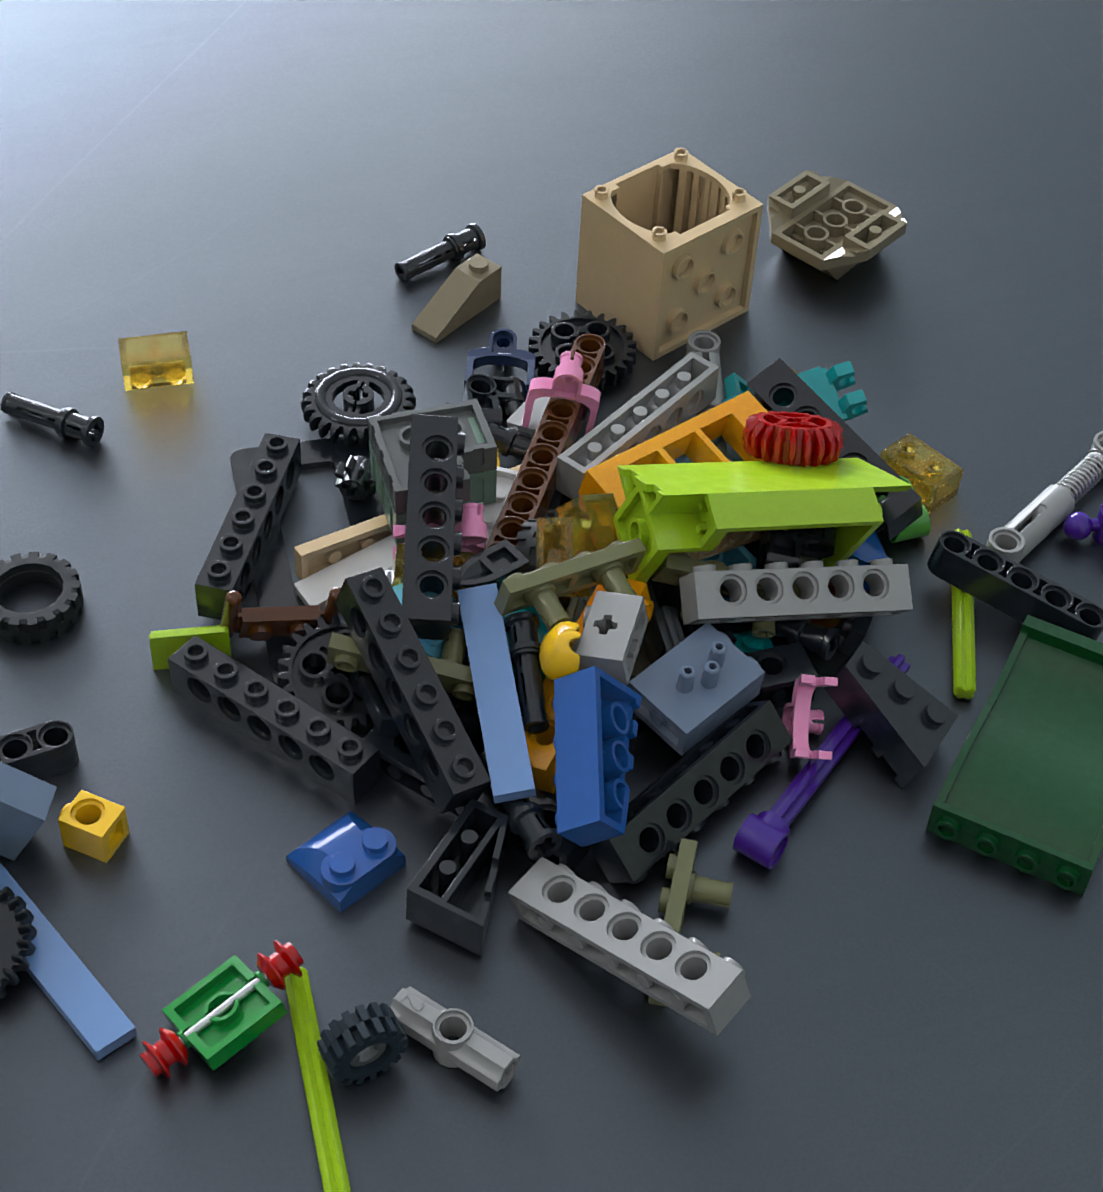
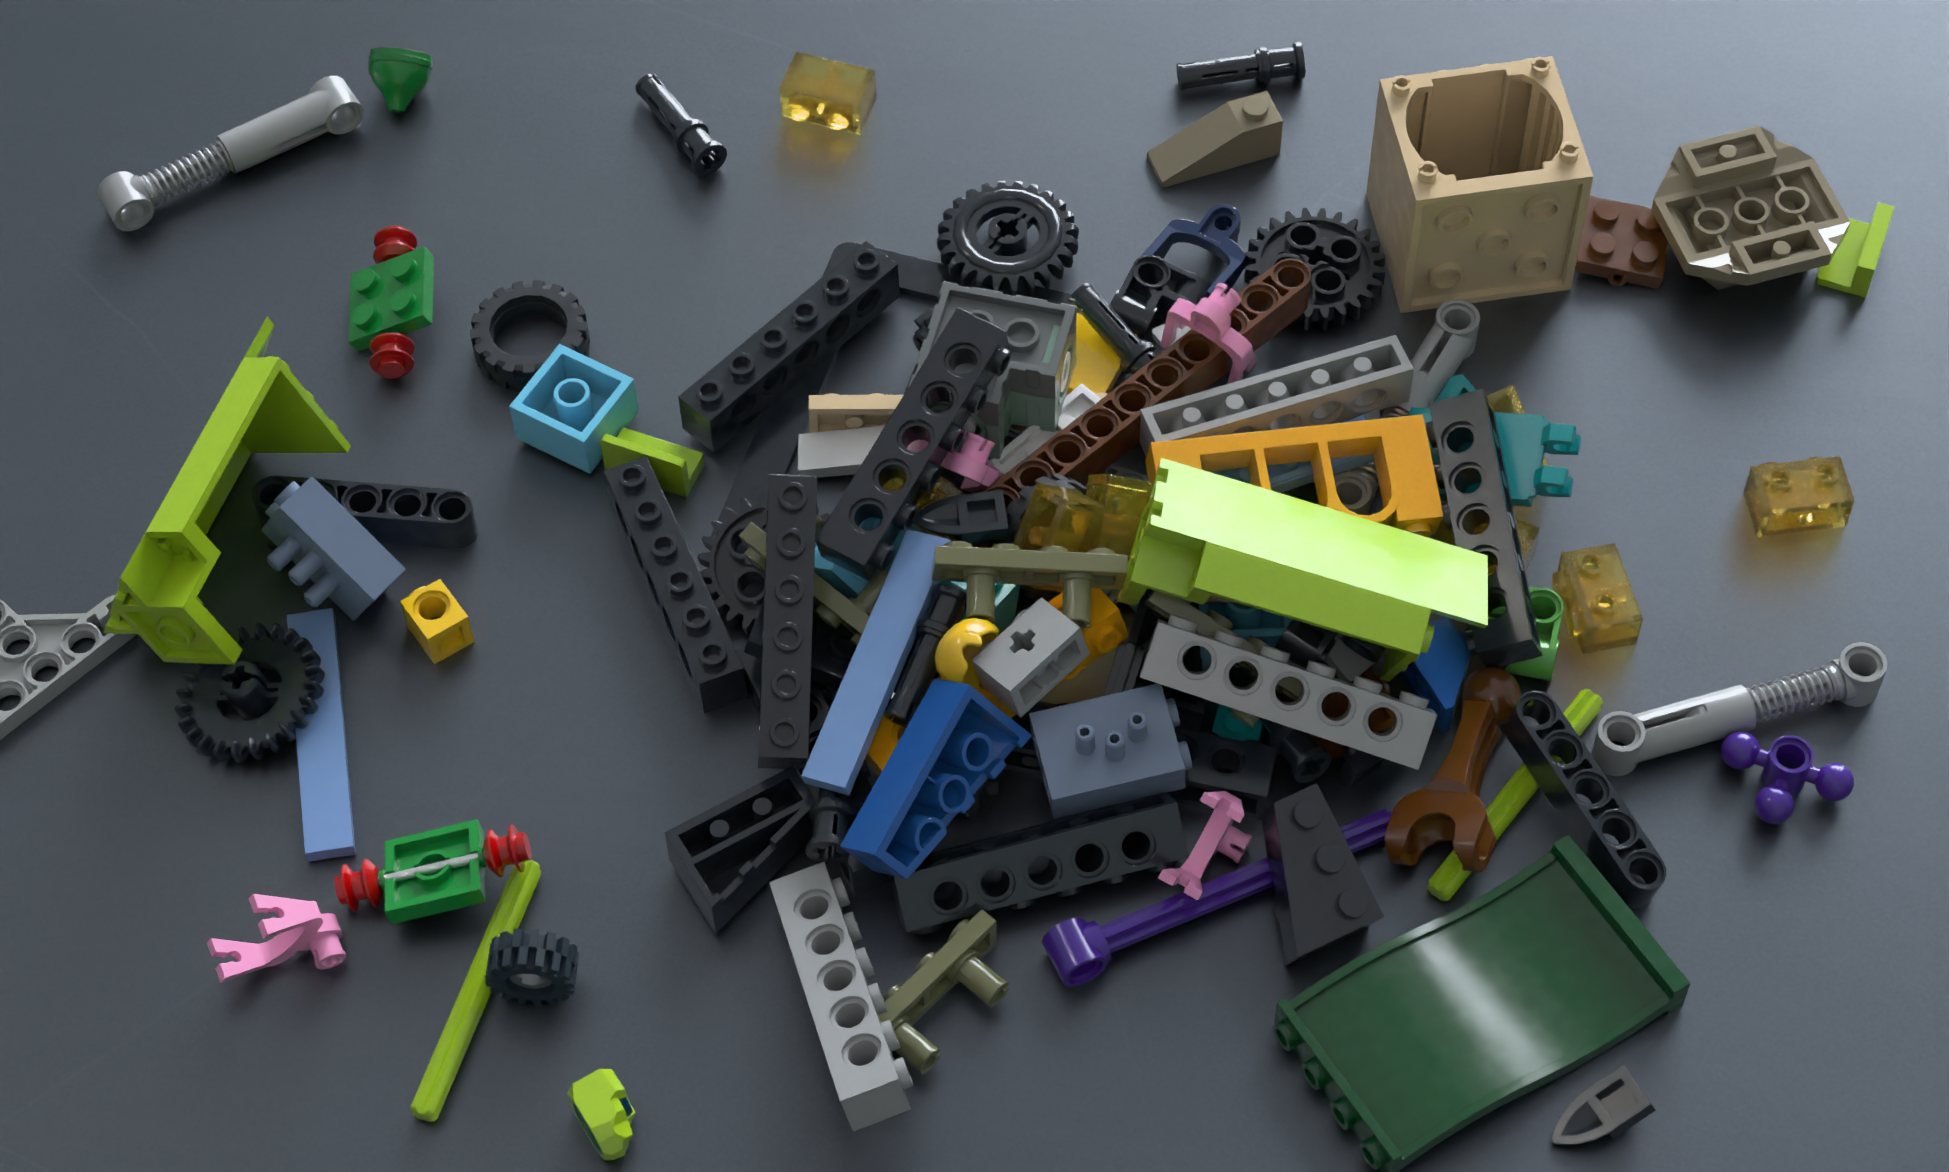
camera: 35 degrees right, 10 degrees up
(107, 629) = (572, 407): none -> medium azure brick
(146, 1108) = (298, 929): none -> bright pink piece
(270, 622) = (725, 469): reddish brown plate -> none
(347, 860) = (655, 770): blue slope -> none
(473, 1052) = (633, 1025): light grey piece -> none
(494, 1132) = (603, 1112): none -> lime rock
(775, 273) = (1622, 242): none -> reddish brown plate
(792, 438) = (1410, 502): red gear -> none
(917, 229) = (1858, 254): none -> lime panel
(937, 629) = (1451, 802): none -> reddish brown piece
(987, 370) = (1798, 496): none -> clear yellow brick

